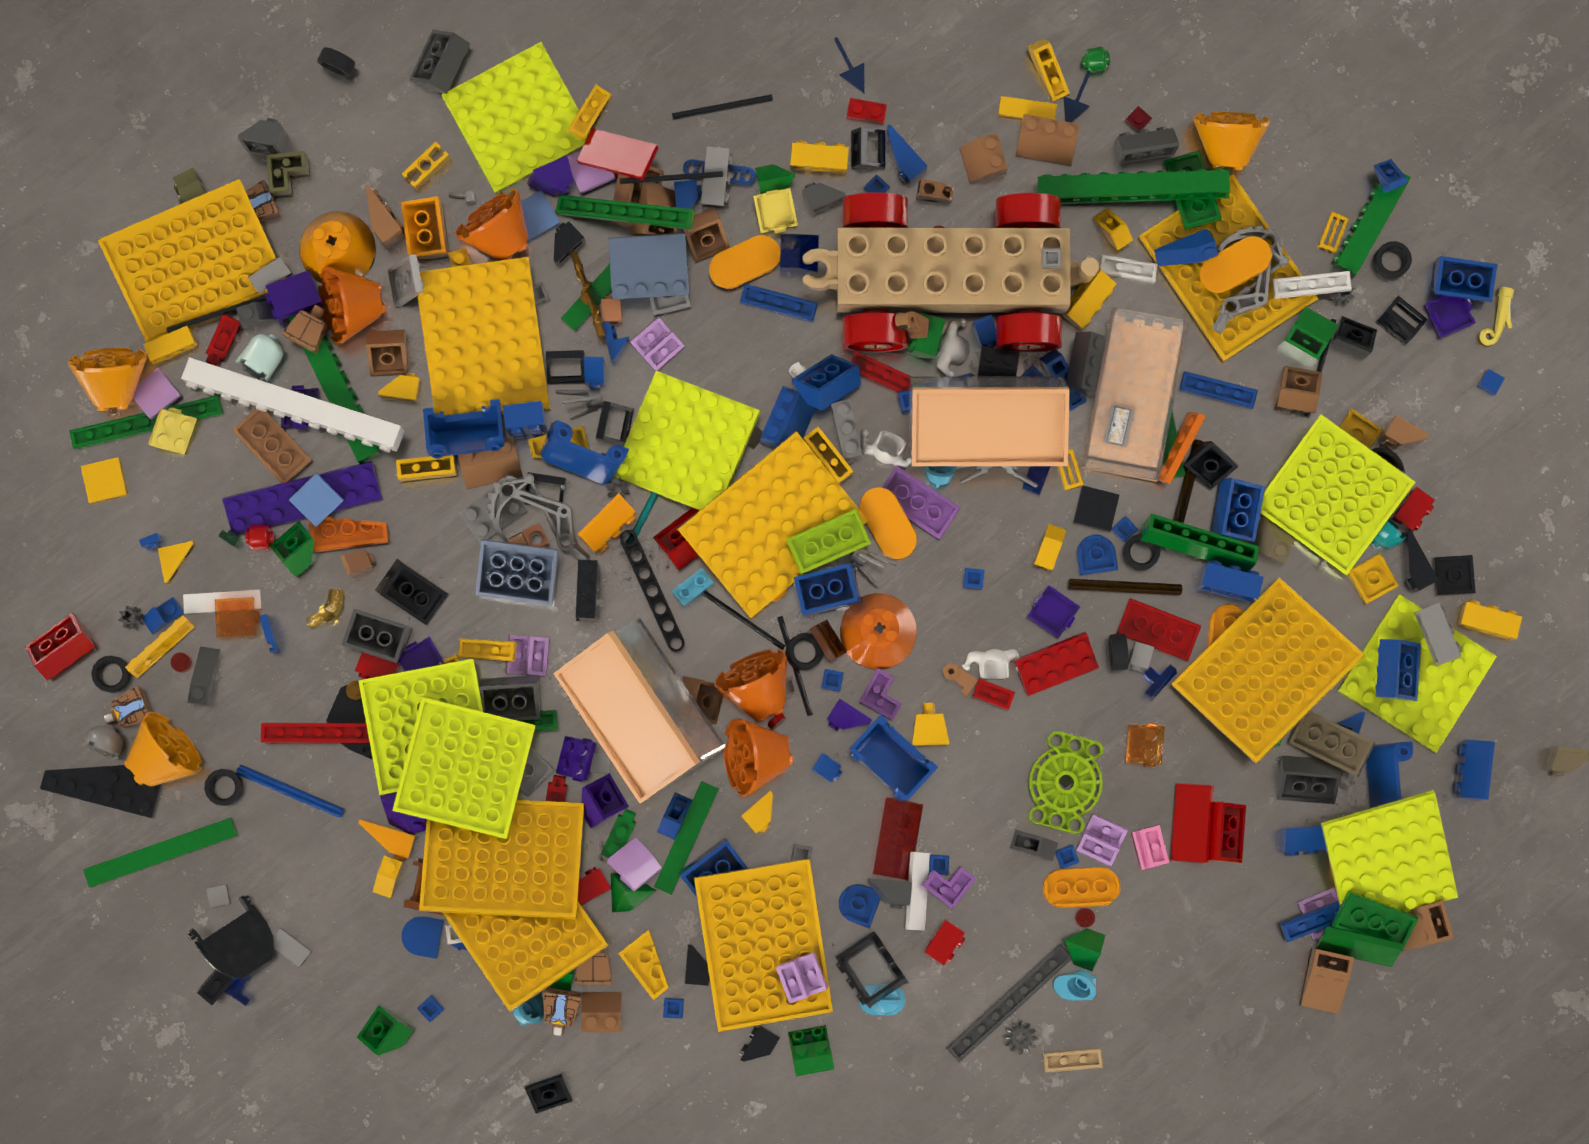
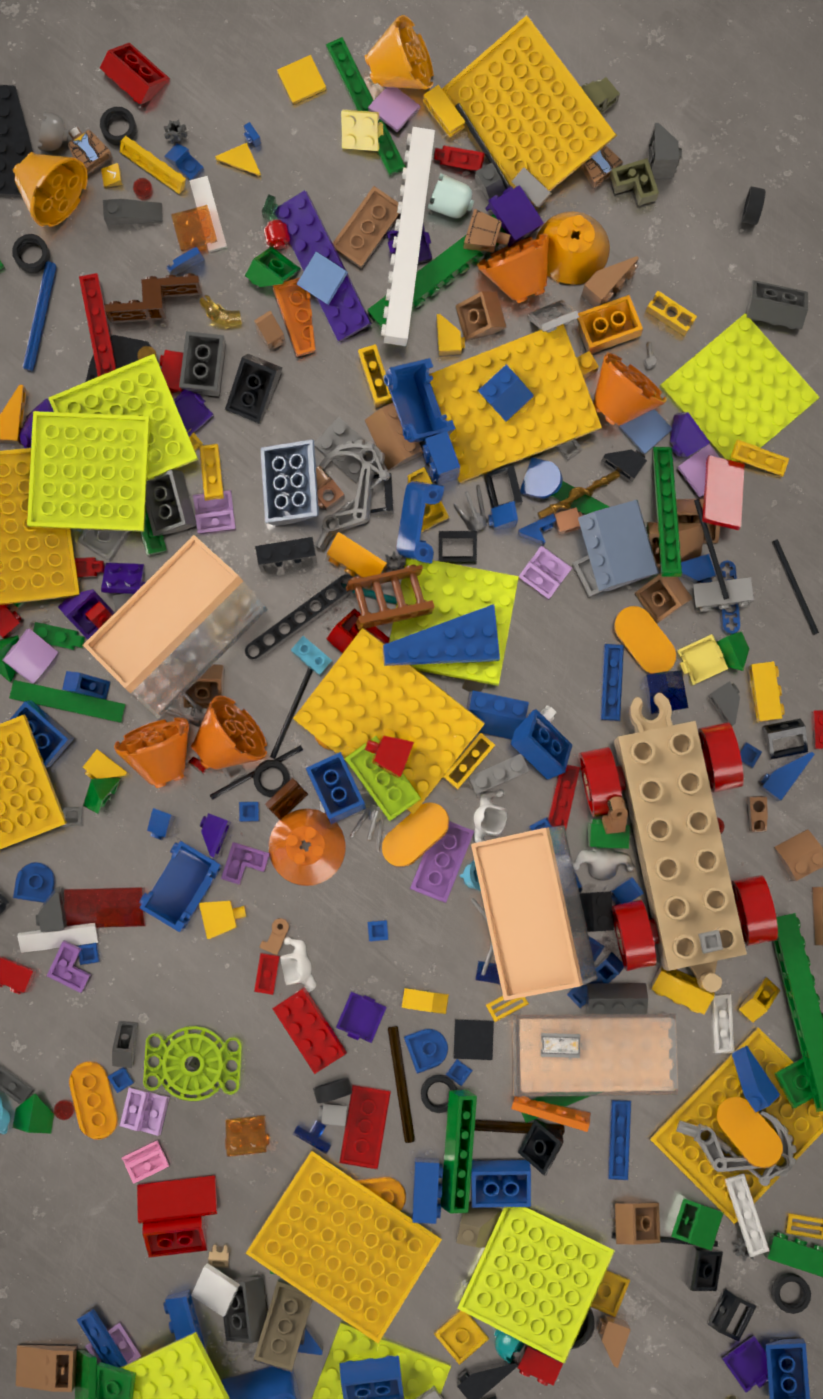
camera: 80 degrees right, 0 degrees up
(161, 691) = (111, 176): none -> yellow slope
(299, 671) = (153, 298): none -> reddish brown bracket
(474, 342) = (506, 393): none -> blue slope
(564, 327) = (541, 479): none -> tile
(611, 786) = (98, 614): none -> red plate
(669, 487) = (387, 615): none -> dark orange fence
(709, 439) = (455, 641): none -> blue wing
(725, 716) = (193, 715): none -> light grey plant
(785, 822) = (99, 792): none -> green slope
(807, 527) = (390, 754): none -> red torso
(1256, 795) = (219, 1259): none -> tan tile
(1285, 802) = (215, 1290): none -> white tile

